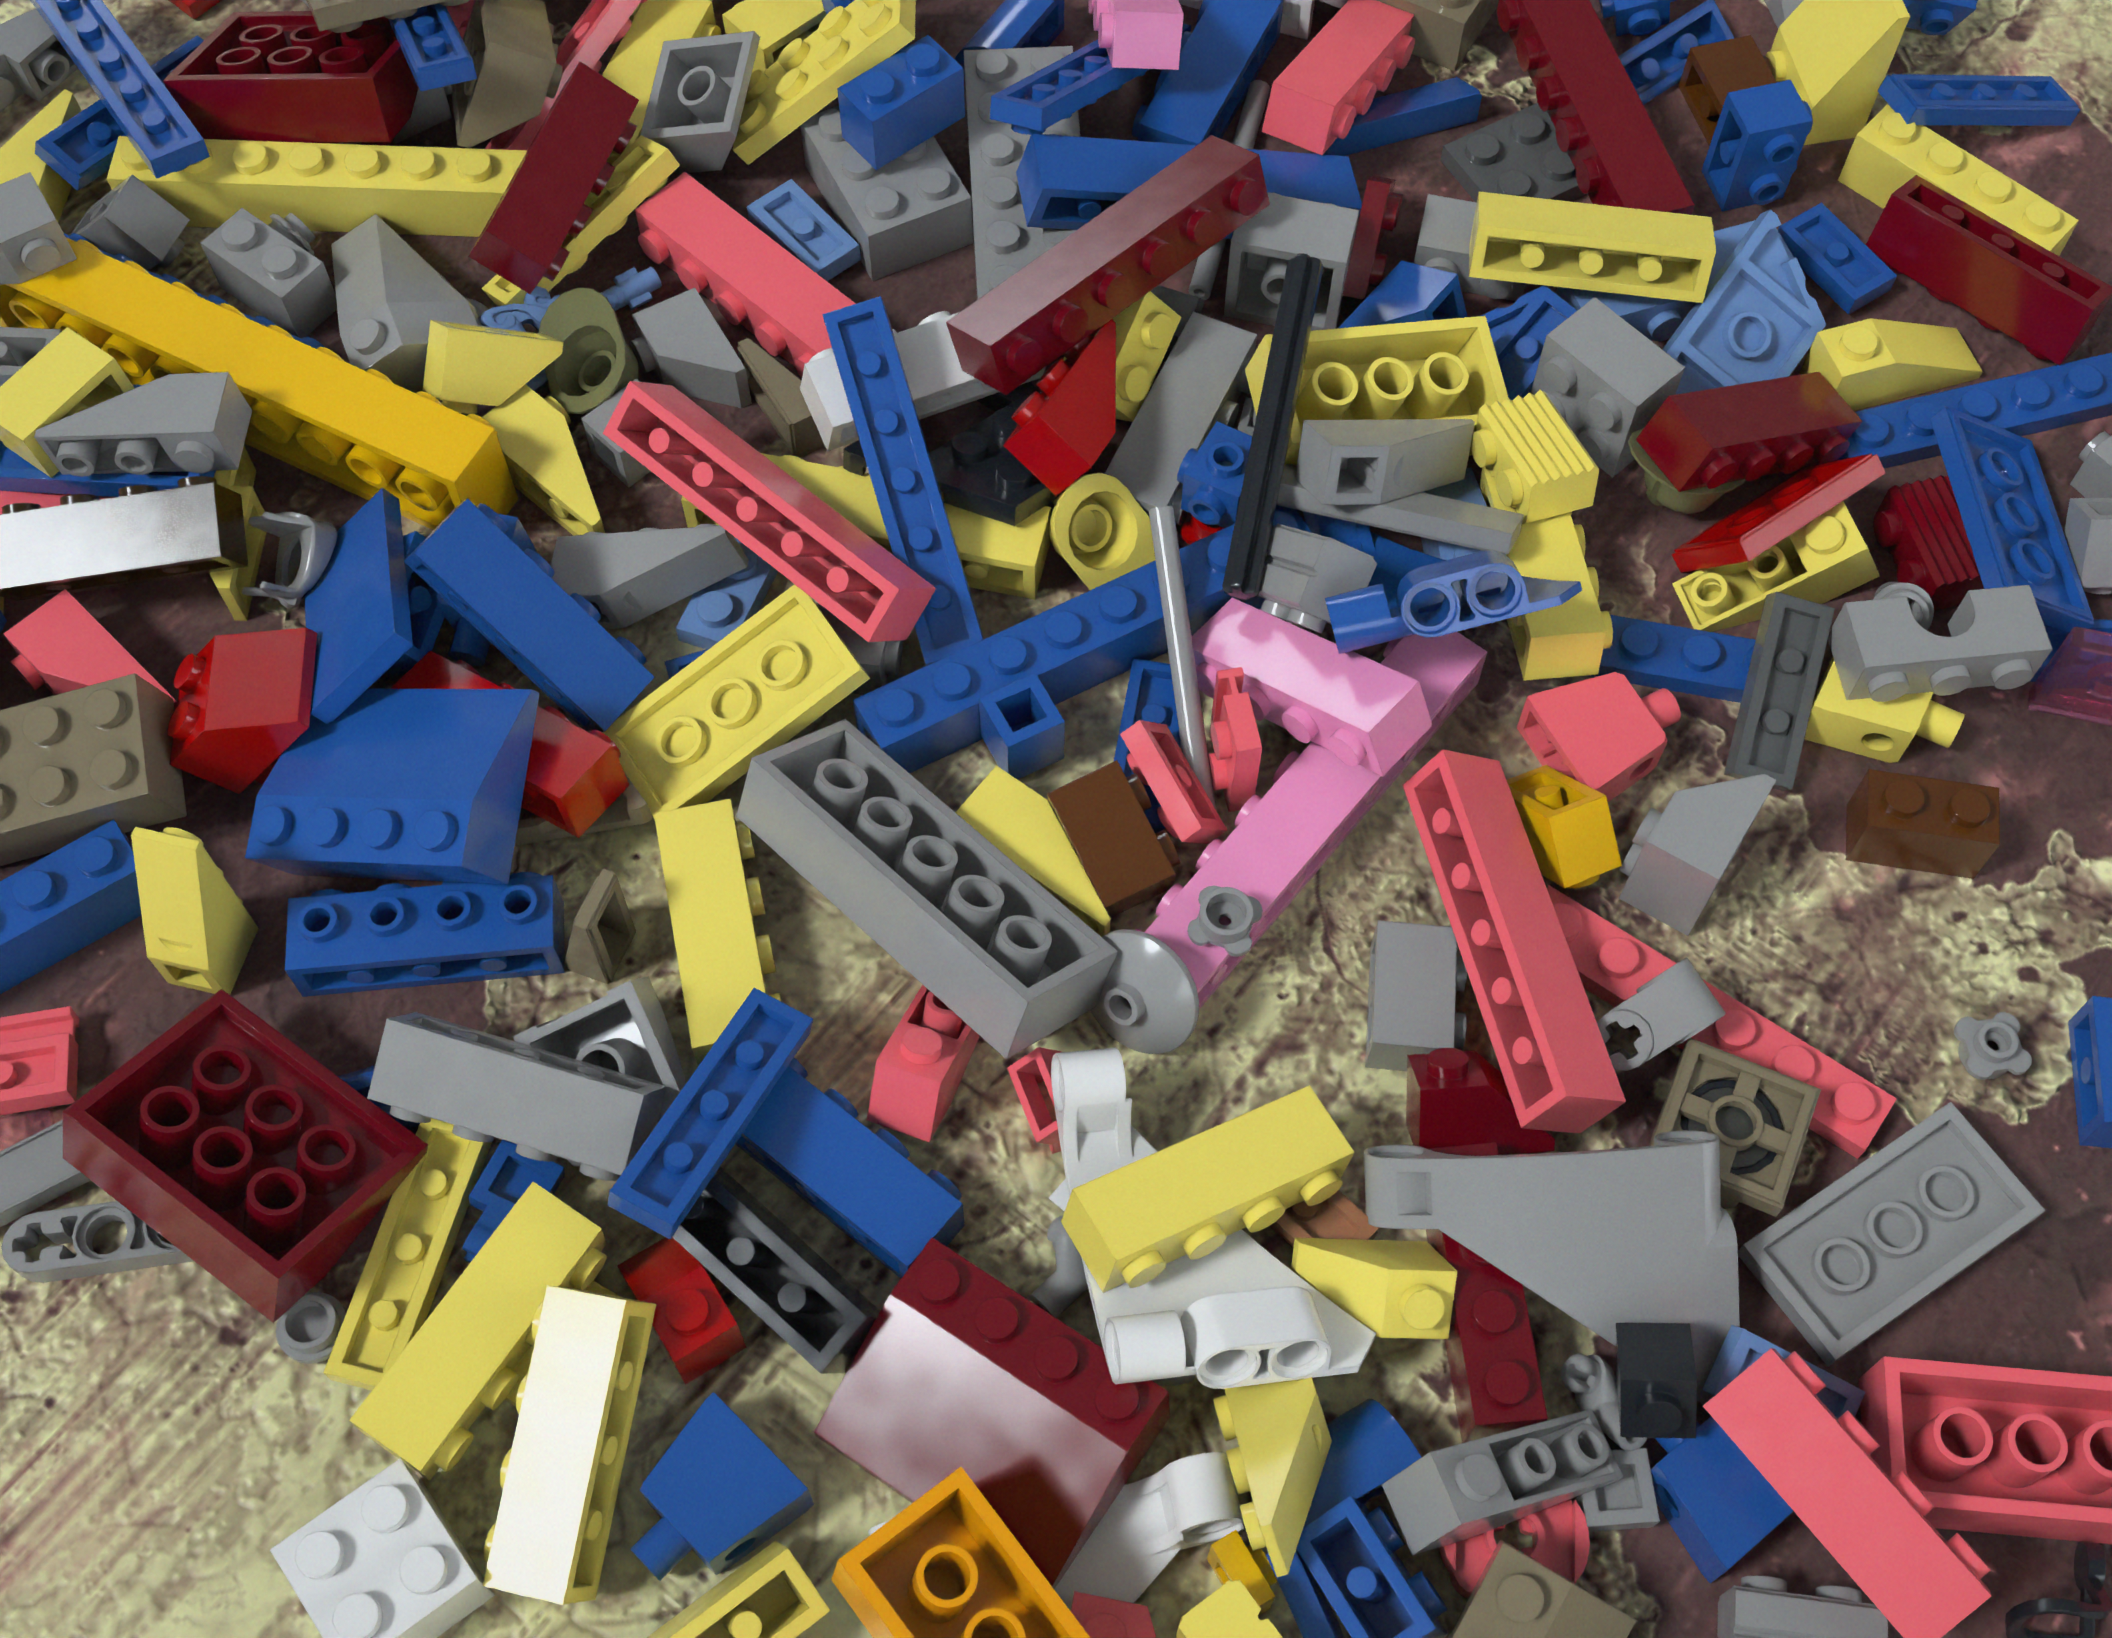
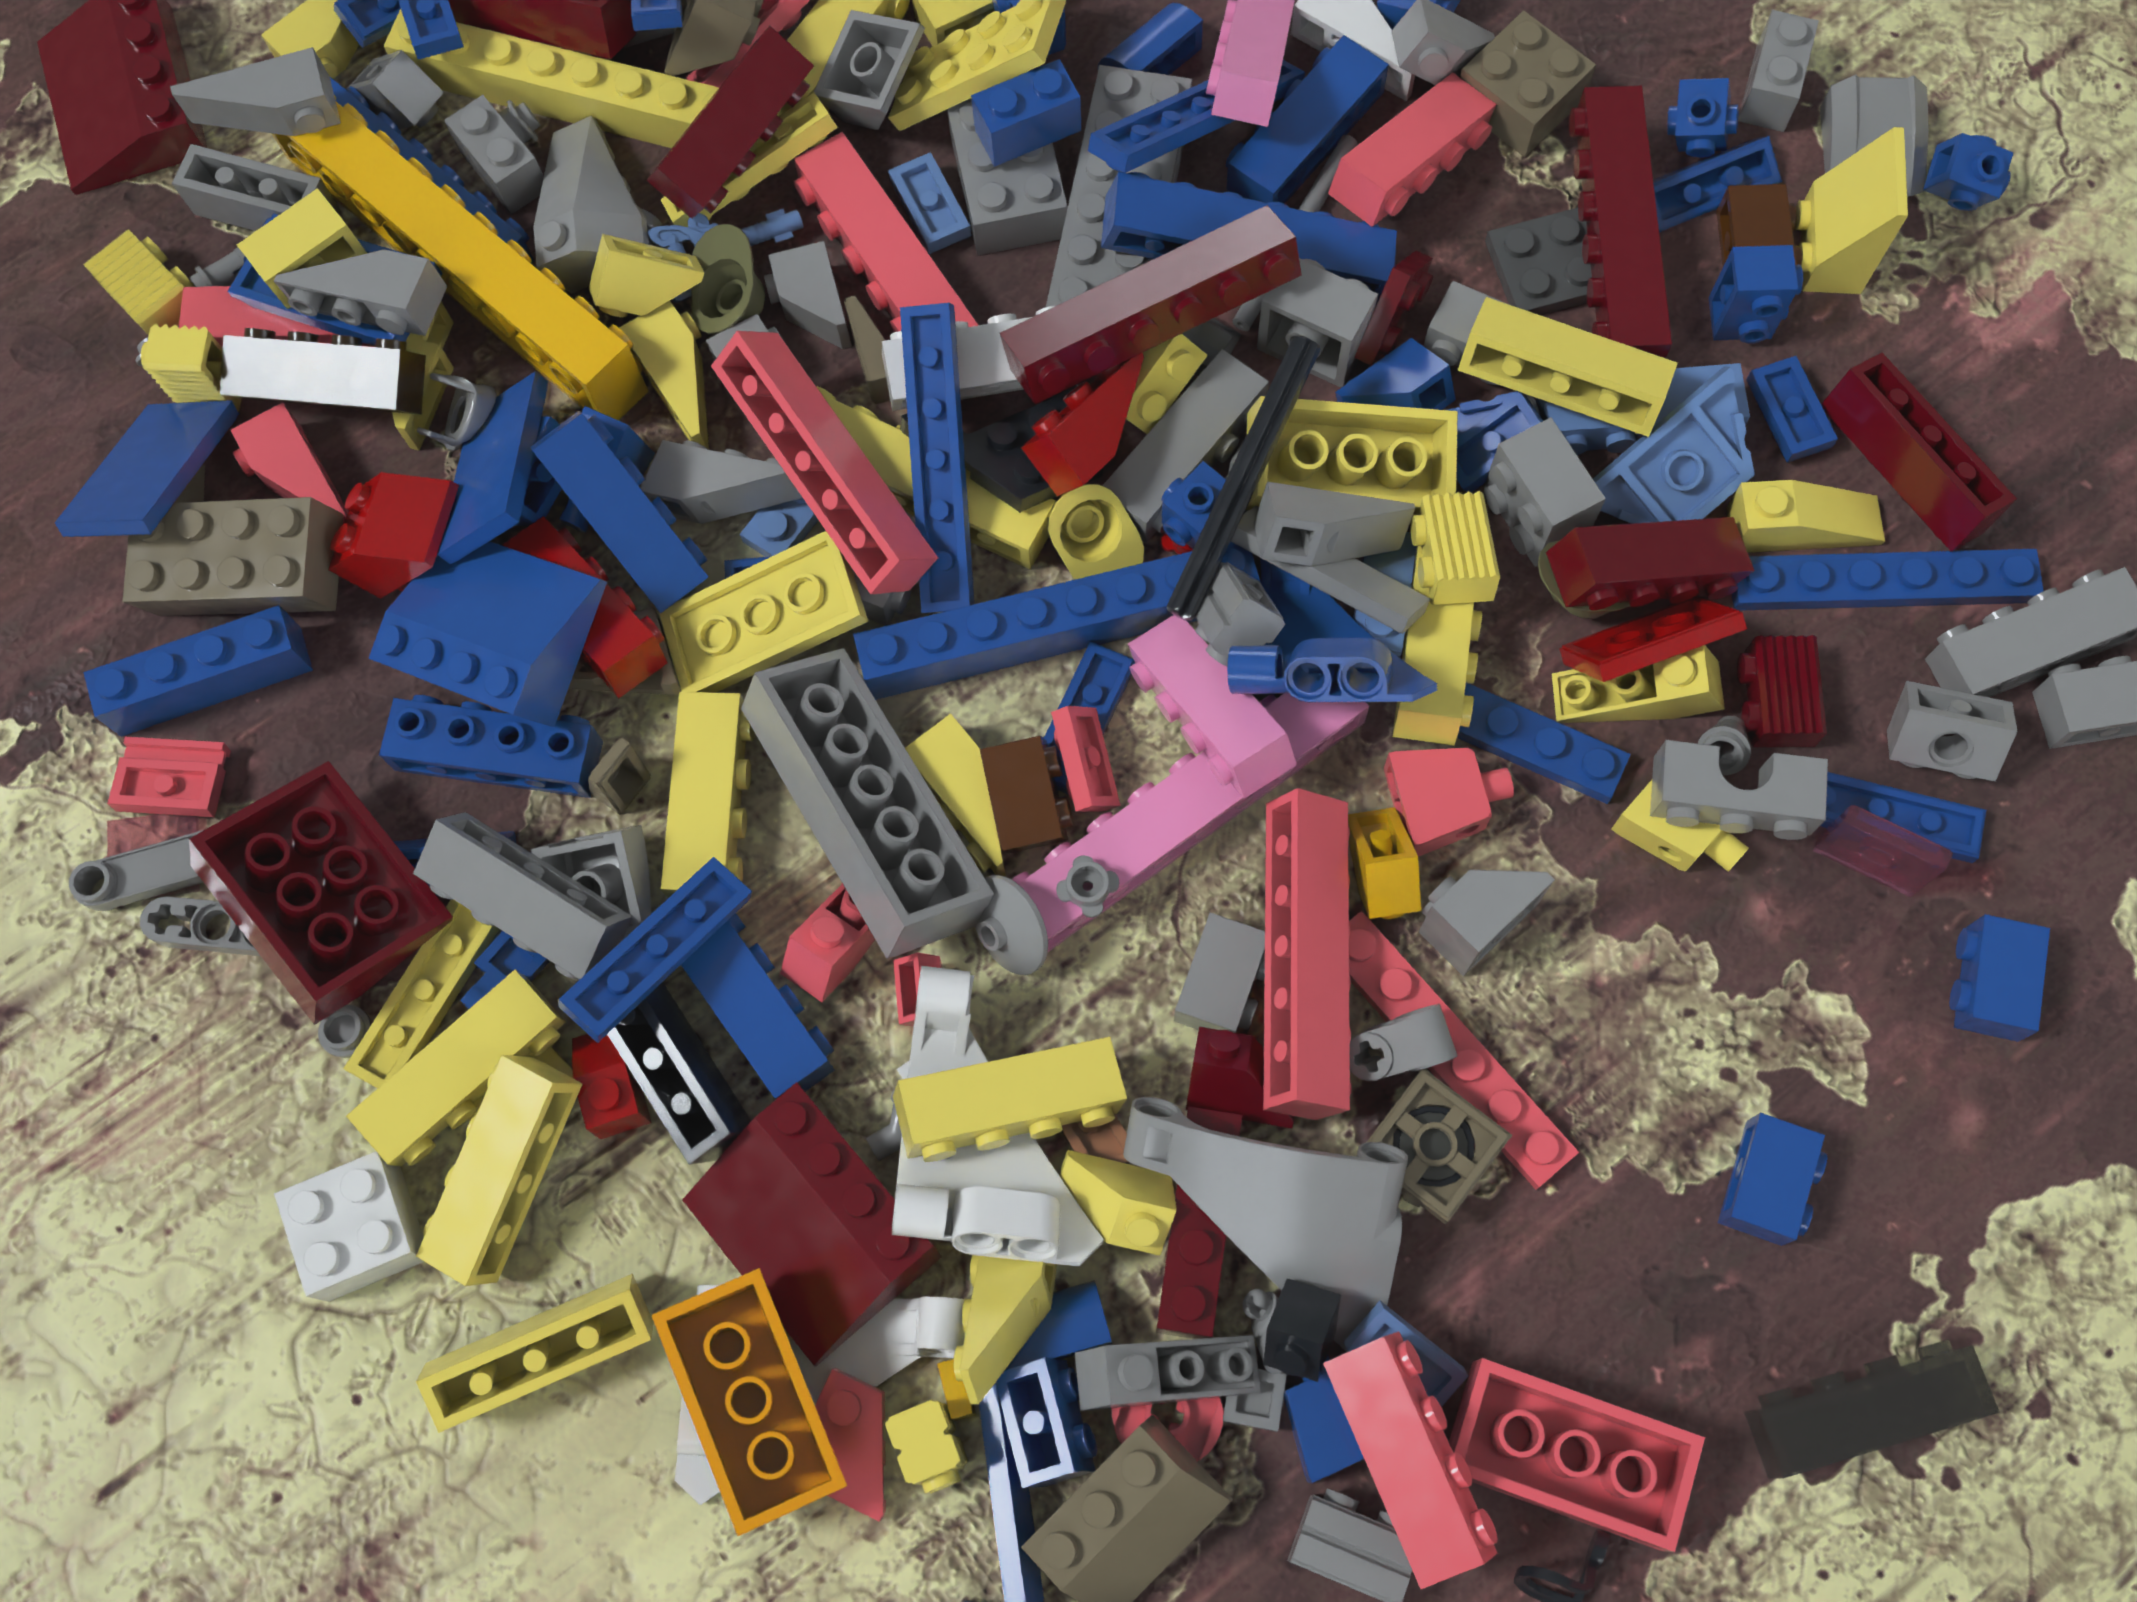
camera: 20 degrees right, 10 degrees up
(189, 912) = (318, 695): light yellow slope -> none
(717, 1494) = (598, 1229): blue torso -> none
(1022, 727) = (981, 684): blue brick -> none
(1180, 644) = (1121, 648): light grey piece -> none
(1234, 740) = (1138, 736): coral plate -> none
(1411, 115) = (1470, 193): blue slope -> none
(1779, 689) = (1599, 794): dark grey plate -> none
(1889, 1233) = (1536, 1256): light grey plate -> none
(1894, 152) = (1881, 322): light yellow brick -> none
(1922, 824) = (1680, 933): reddish brown brick -> none
(1979, 100) = (1969, 288): blue tile -> none
(1983, 1061) = (1658, 1136): light grey plate -> none
(2010, 516) = (1850, 687): blue tile -> none

